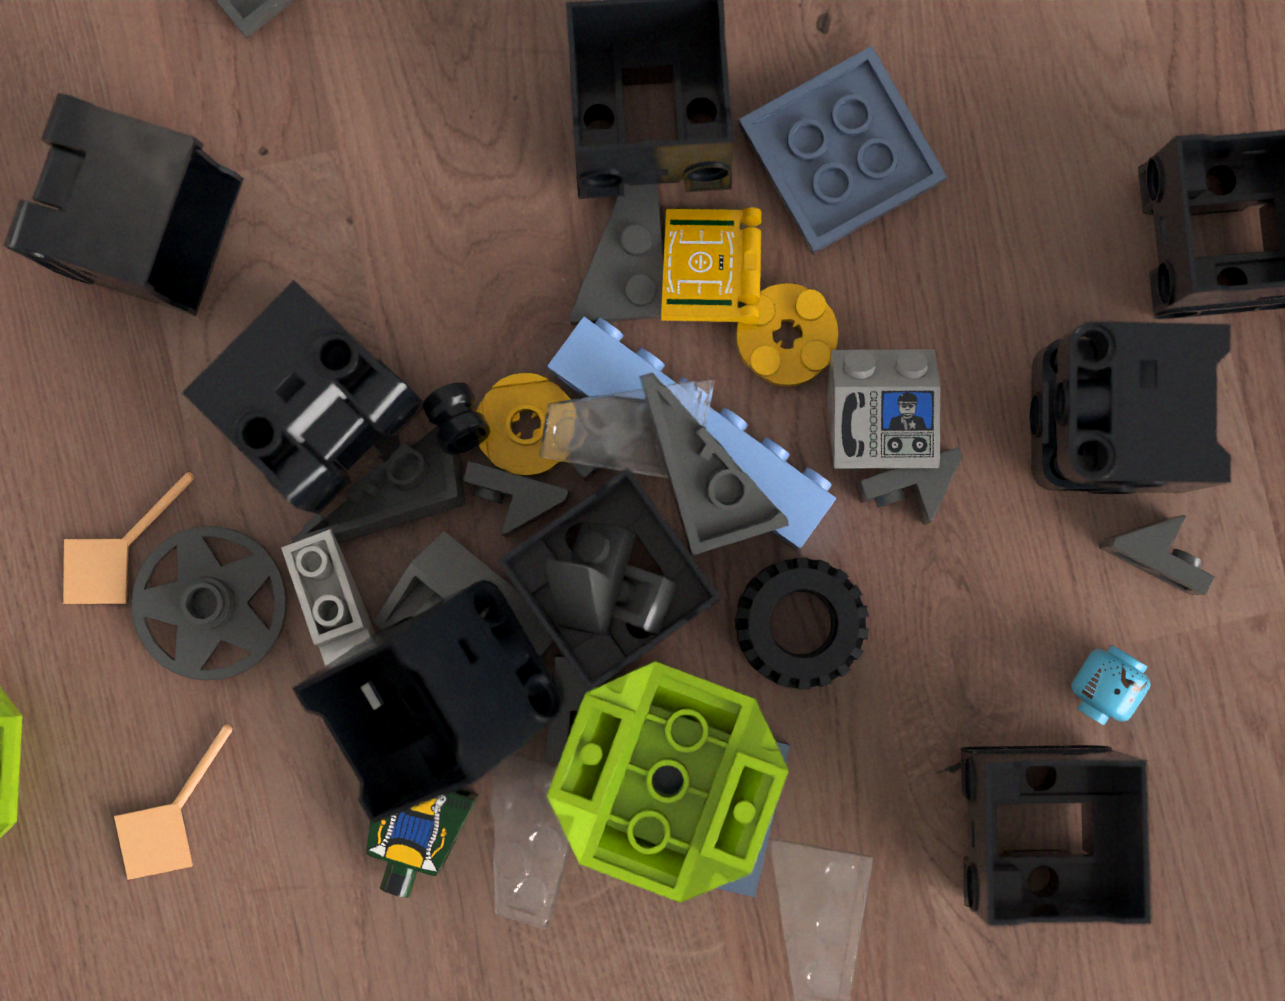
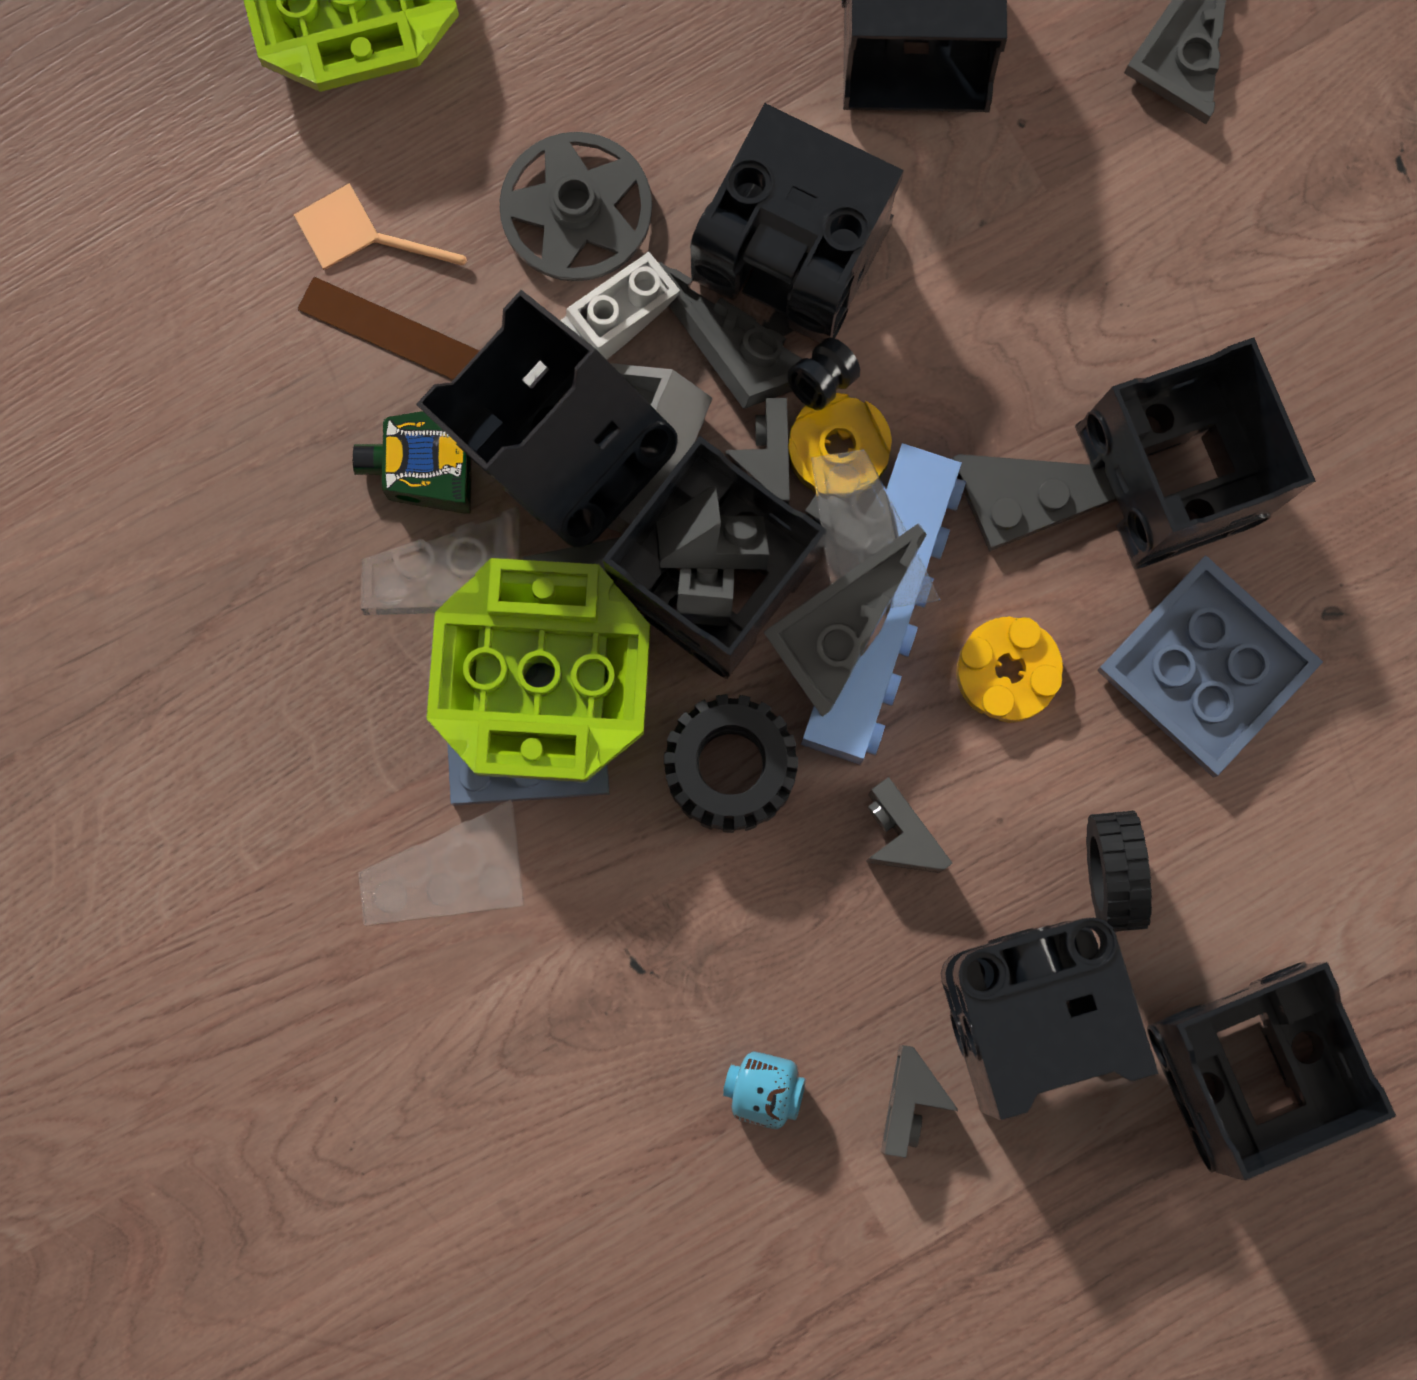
camera: 70 degrees right, 5 degrees down
(99, 567) = (578, 97): light nougat piece -> none
(274, 818) = (386, 328): none -> reddish brown sticker
(711, 265) = (1053, 573): yellow piece -> none
(884, 408) = (966, 778): light grey slope -> none
(1013, 297) = (1119, 870): none -> black tyre
(1082, 888) = (536, 1034): black piece -> none

